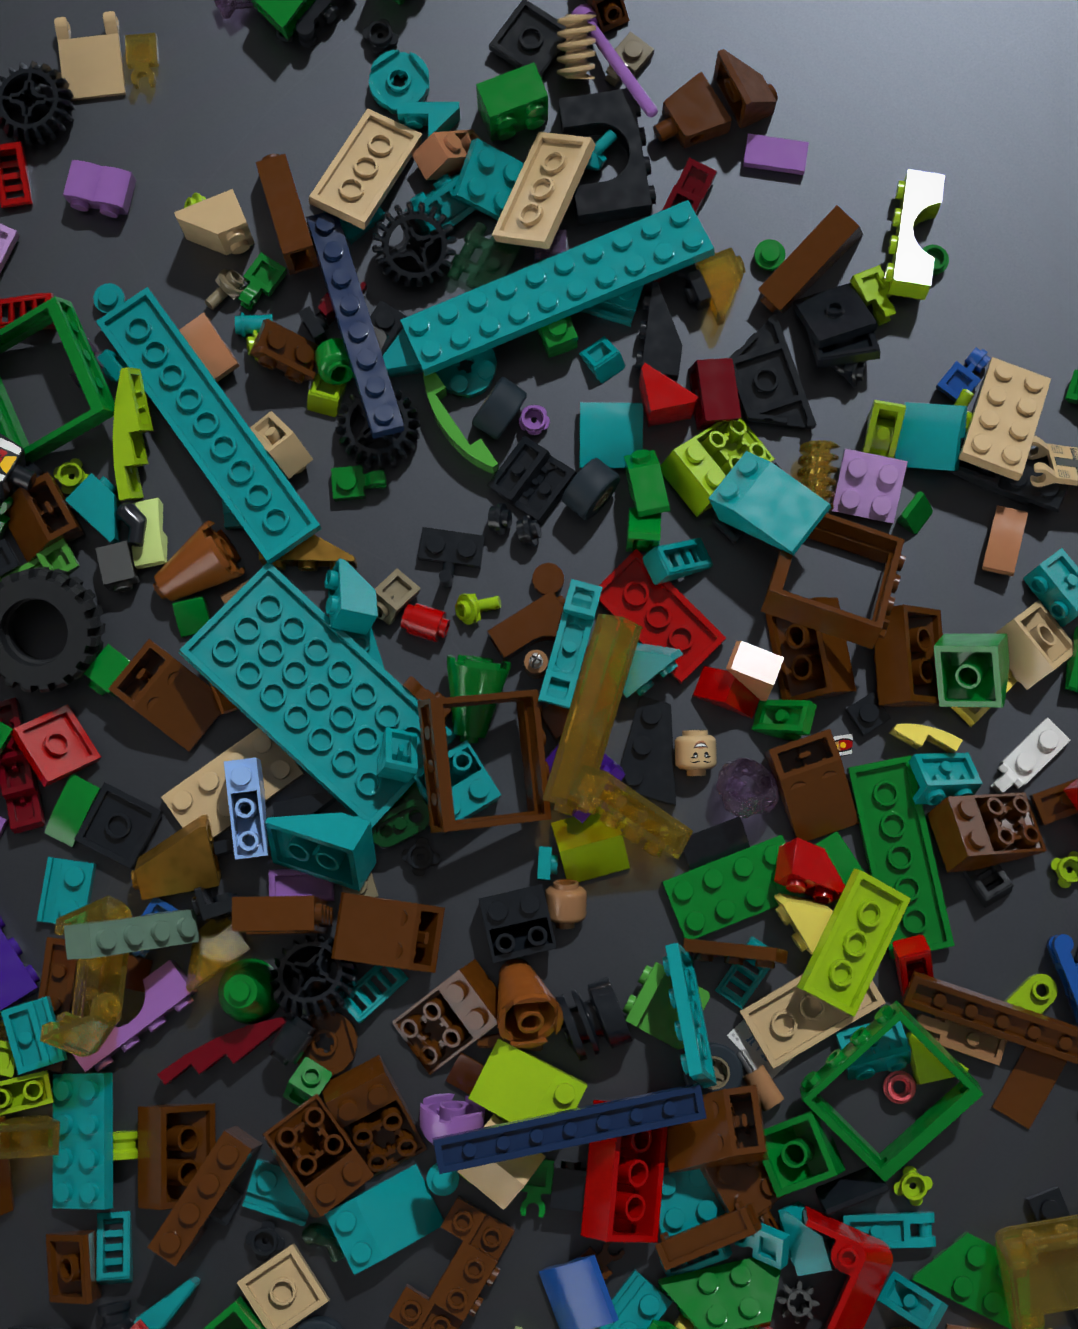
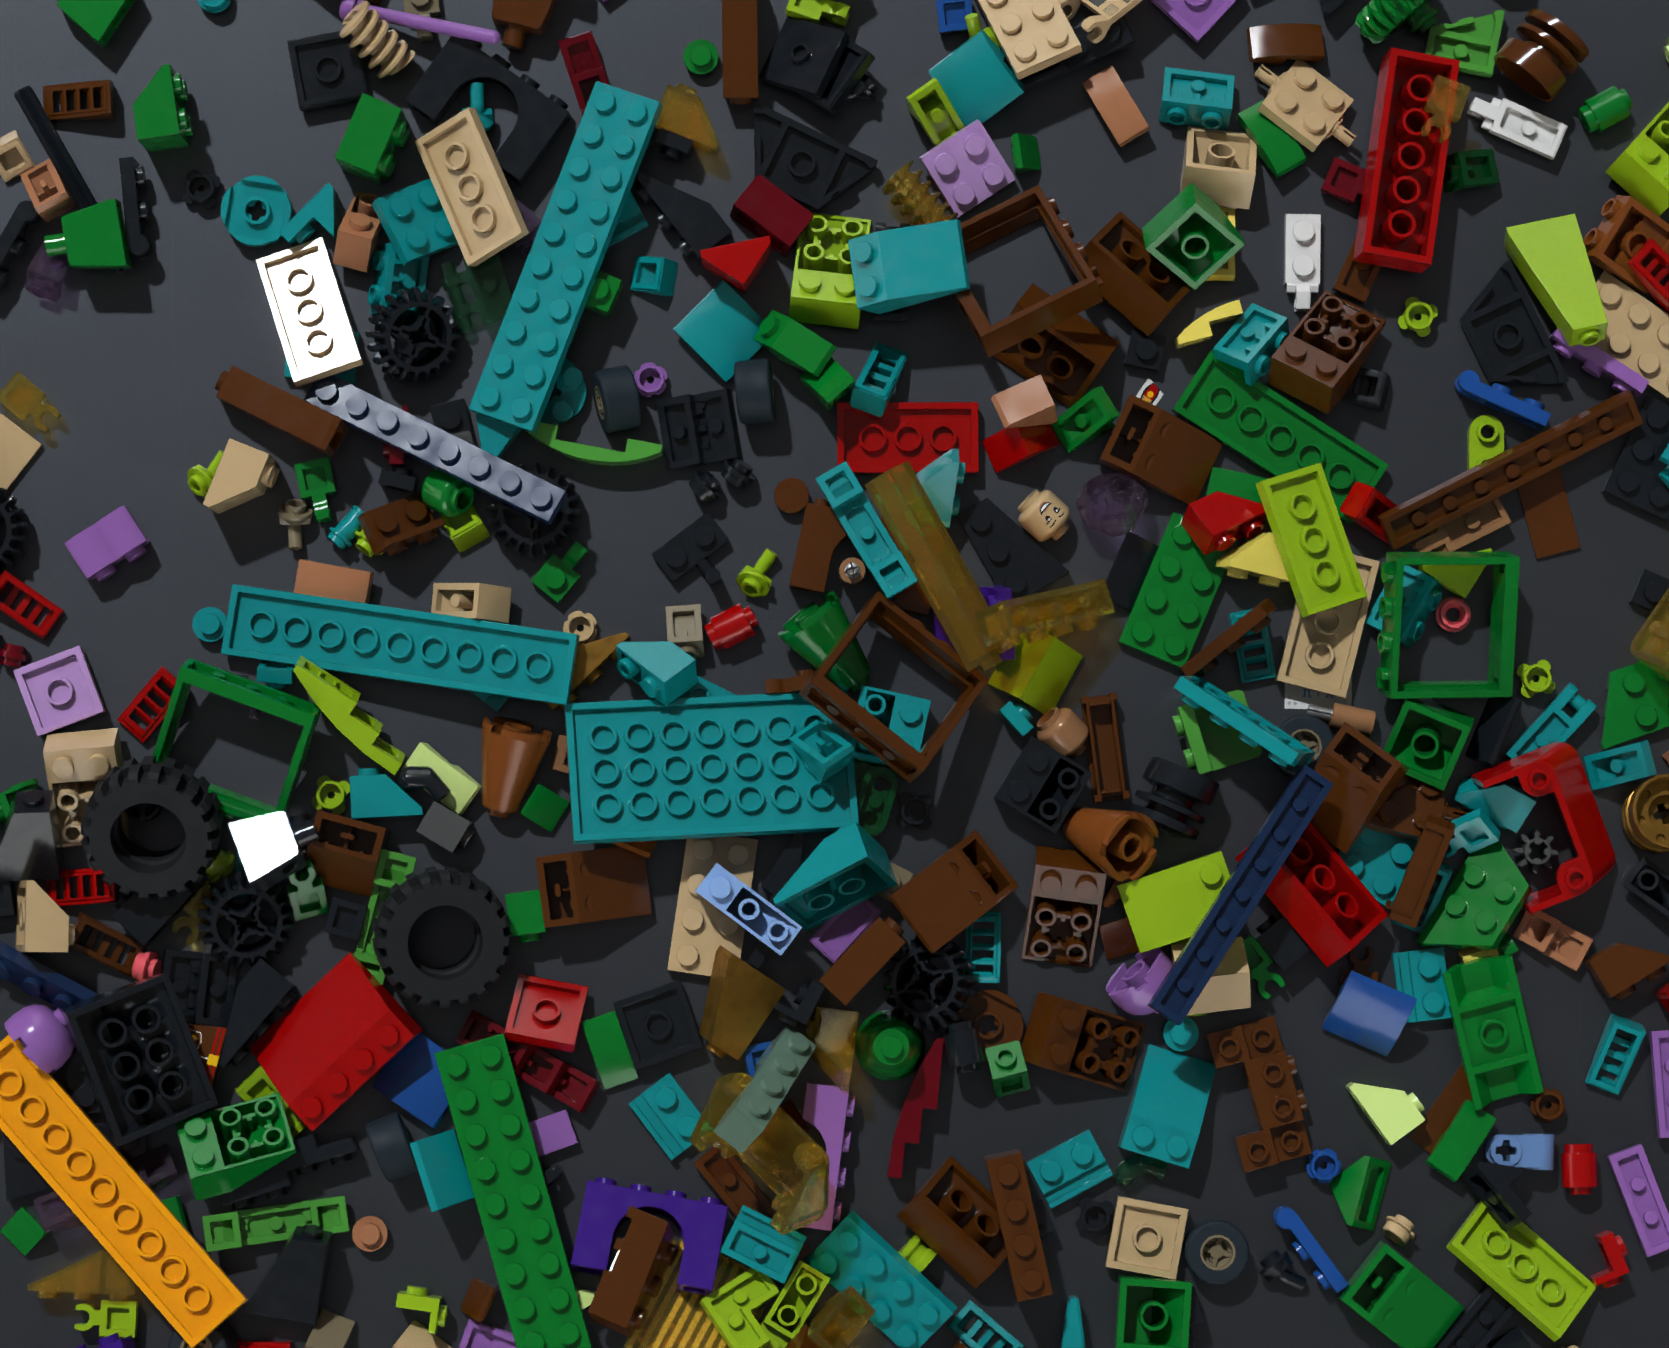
camera: 50 degrees left, 5 degrees up
(317, 1157) = (1072, 1112): reddish brown slope -> none
(332, 520) = (579, 618): none -> tan plate
(583, 941) = (1104, 748): none -> reddish brown container

